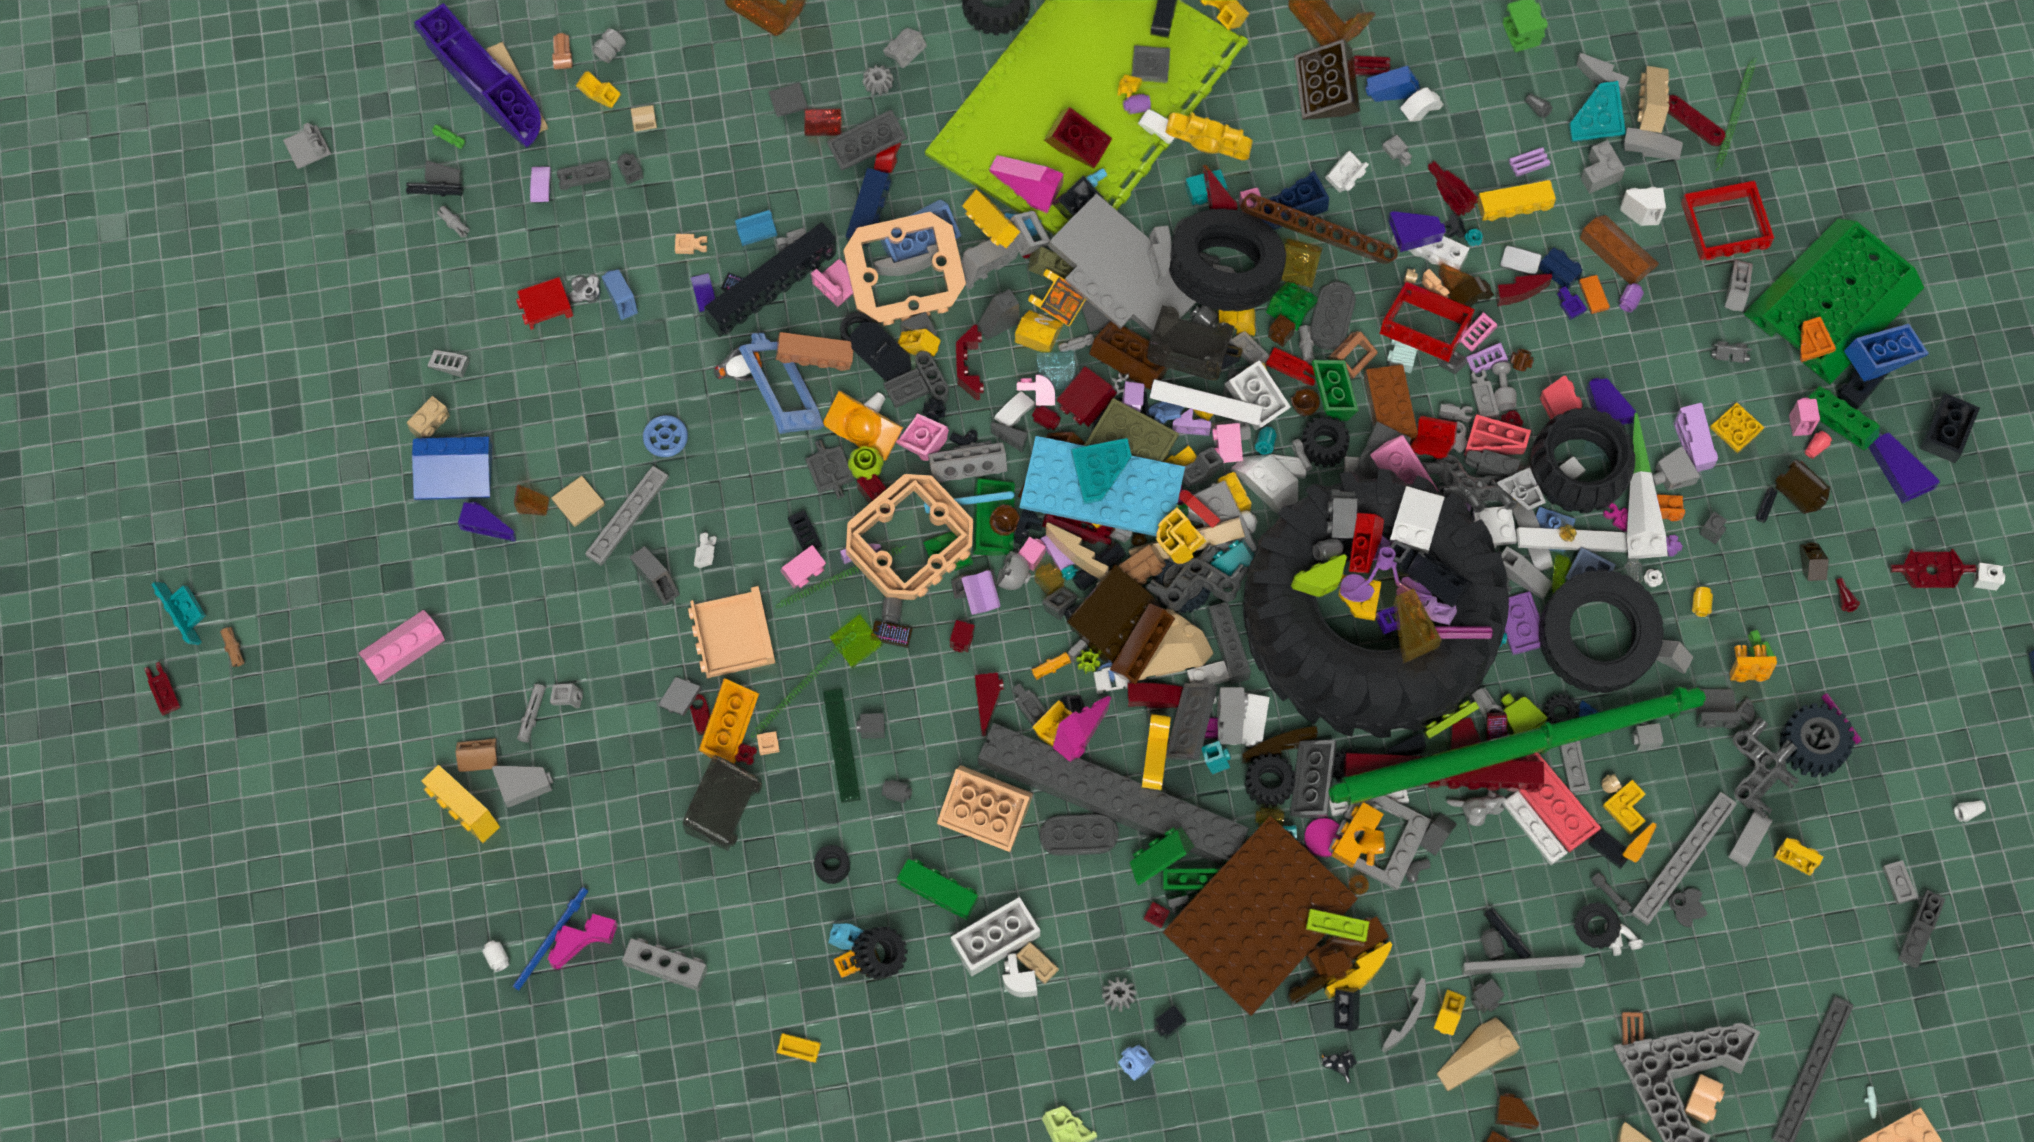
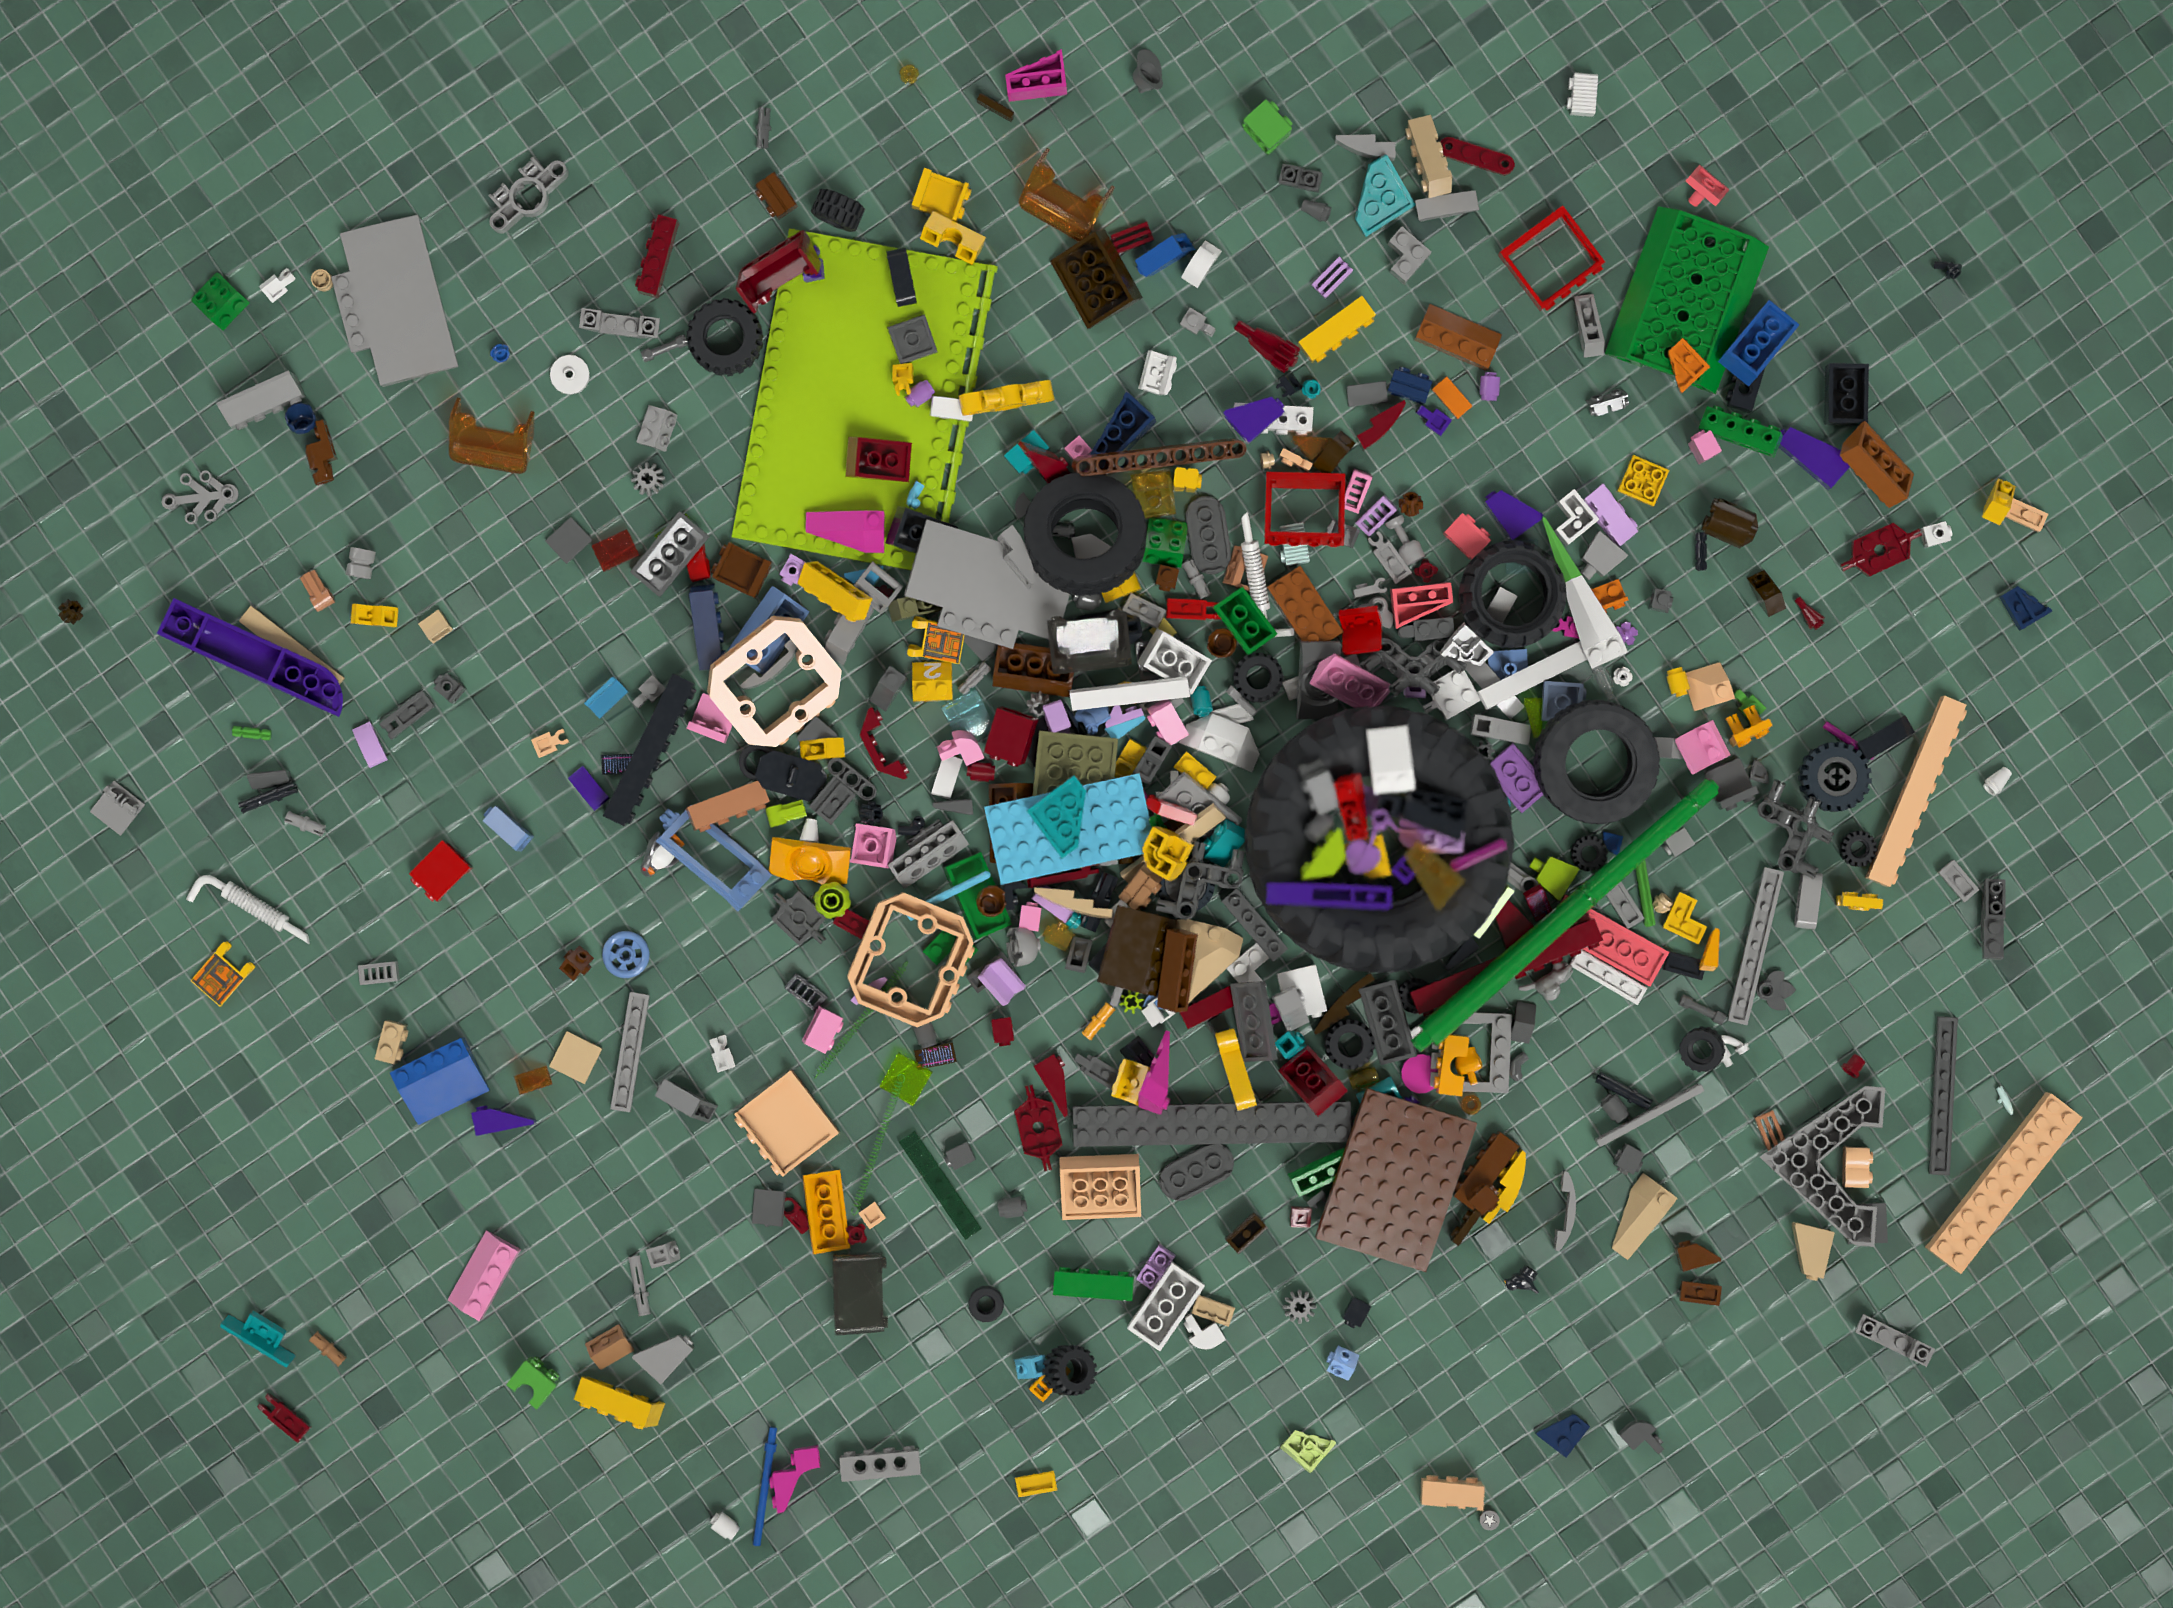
camera: 25 degrees left, 20 degrees up
(315, 309) = (219, 977): none -> flag
(371, 262) = (252, 905): none -> white piece
(398, 744) = (538, 1377): none -> bright green piece
(584, 289) = (468, 835): flat silver plate -> none
(619, 422) = (576, 963): none -> reddish brown brick
(855, 380) = (781, 814): none -> lime piece
(920, 179) = (741, 570): none -> reddish brown panel
(953, 717) = (1038, 1144): none -> dark red plate
(957, 198) = (788, 578): none -> lavender brick
(1001, 899) = (1155, 1267): none -> lavender slope
(1099, 904) = (1246, 1233): none -> dark brown brick
(1160, 854) = (1283, 1167): green slope -> none
(1190, 434) = (1121, 729): none -> medium azure slope
(1222, 792) = (1312, 1080): none -> dark red brick
(1313, 608) = (1329, 896): none -> dark purple slope
(1333, 259) = (1186, 480): none -> yellow brick
(1337, 925) = (1470, 1160): lime plate -> none
(1347, 1008) = (1509, 1228): black slope -> none
(1360, 355) = (1255, 573): none -> white piece
(1450, 1012) = (1601, 1188): yellow slope -> none
(1532, 76) = (1300, 178): none -> dark grey slope
(1567, 533) = (1527, 675): clear yellow plate -> none
(1599, 766) = (1645, 894): none -> bright green axle
(1644, 205) = (1466, 283): white slope -> none
(1667, 427) = (1579, 517): none -> white brick
(1703, 664) = (1702, 747): none -> bright pink bracket
(1729, 620) = (1709, 686): none -> light nougat slope
(1735, 114) = (1514, 130): bright green piece -> none
(1736, 1005) = (1853, 1066): none -> dark red piece
(1807, 108) = (1583, 94): none -> white brick
(1807, 822) = (1869, 853): none -> black tyre
(1818, 444) = (1727, 466): coral cone -> none
(1877, 728) = (1885, 738): none -> black slope
(1886, 216) = (1705, 187): none -> coral tile
(1888, 786) = (1916, 790): none -> light nougat brick
(1956, 493) = (1877, 465): none -> dark orange slope

